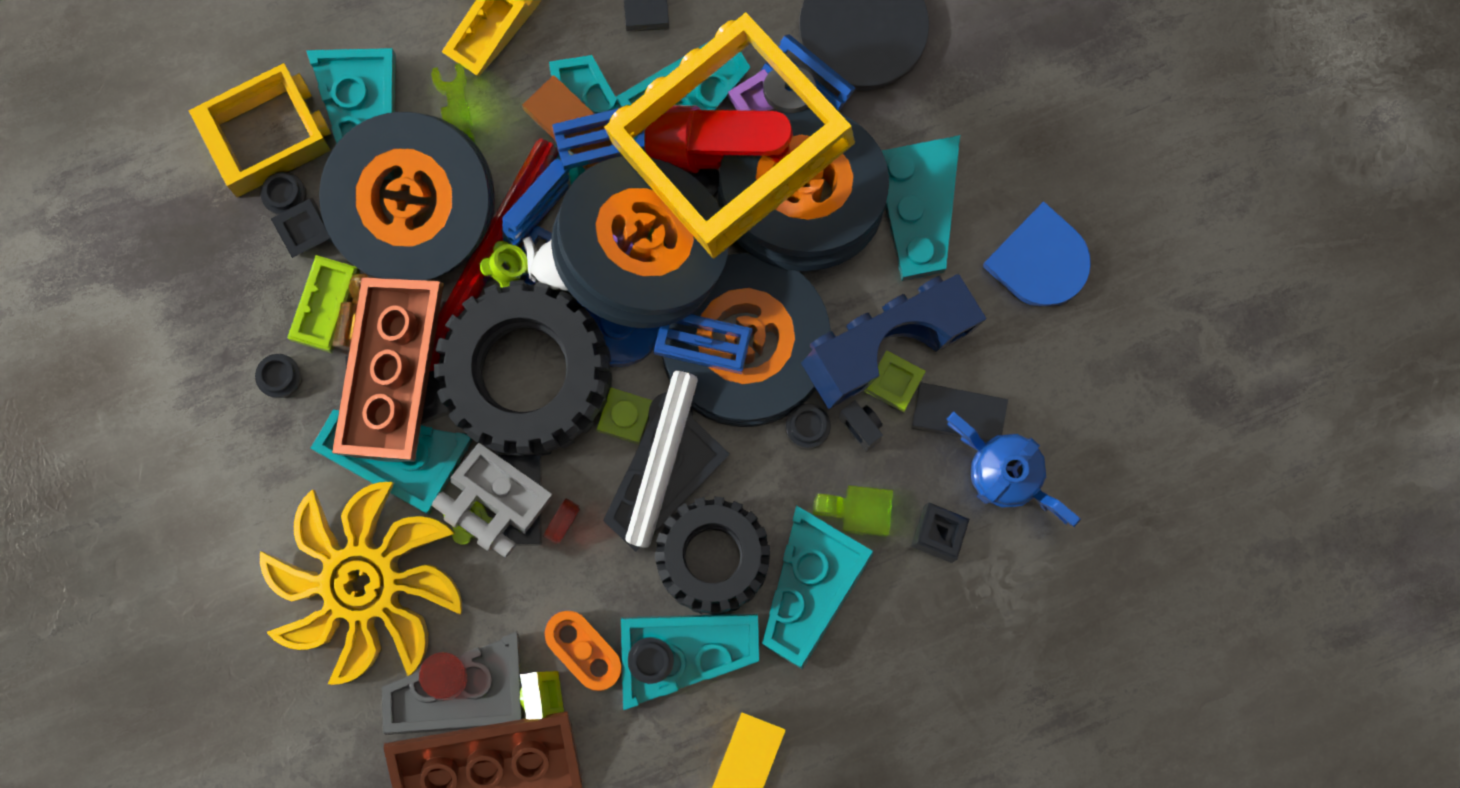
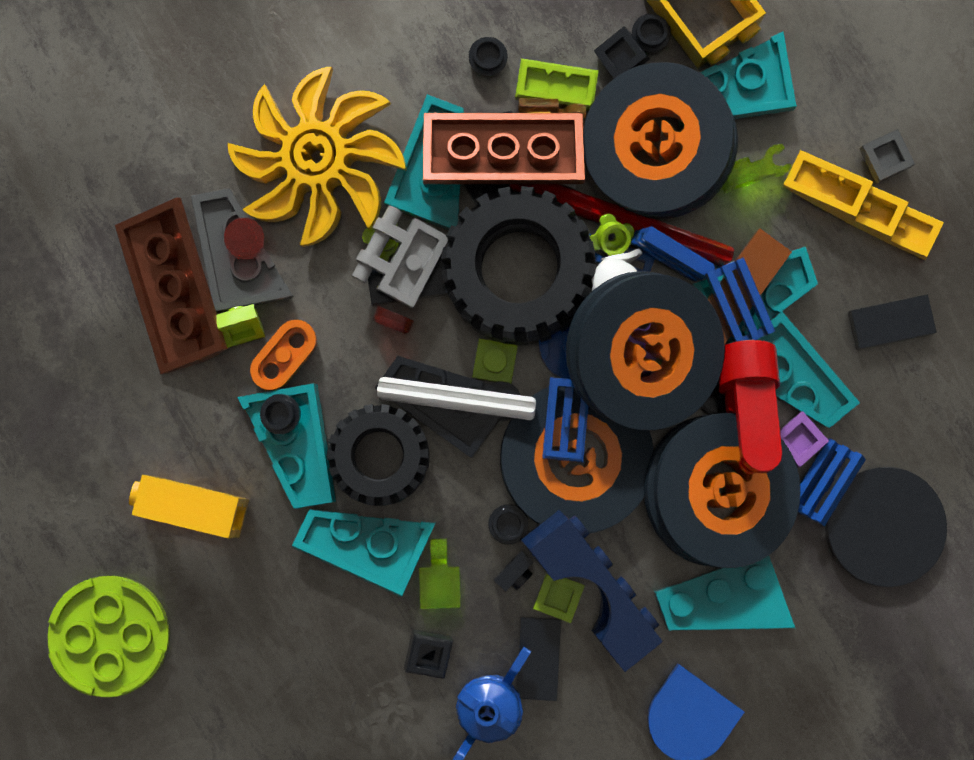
camera: 75 degrees right, 5 degrees up
(774, 185) = (713, 466): yellow window -> none
(779, 97) = (824, 466): dark grey wheel -> none

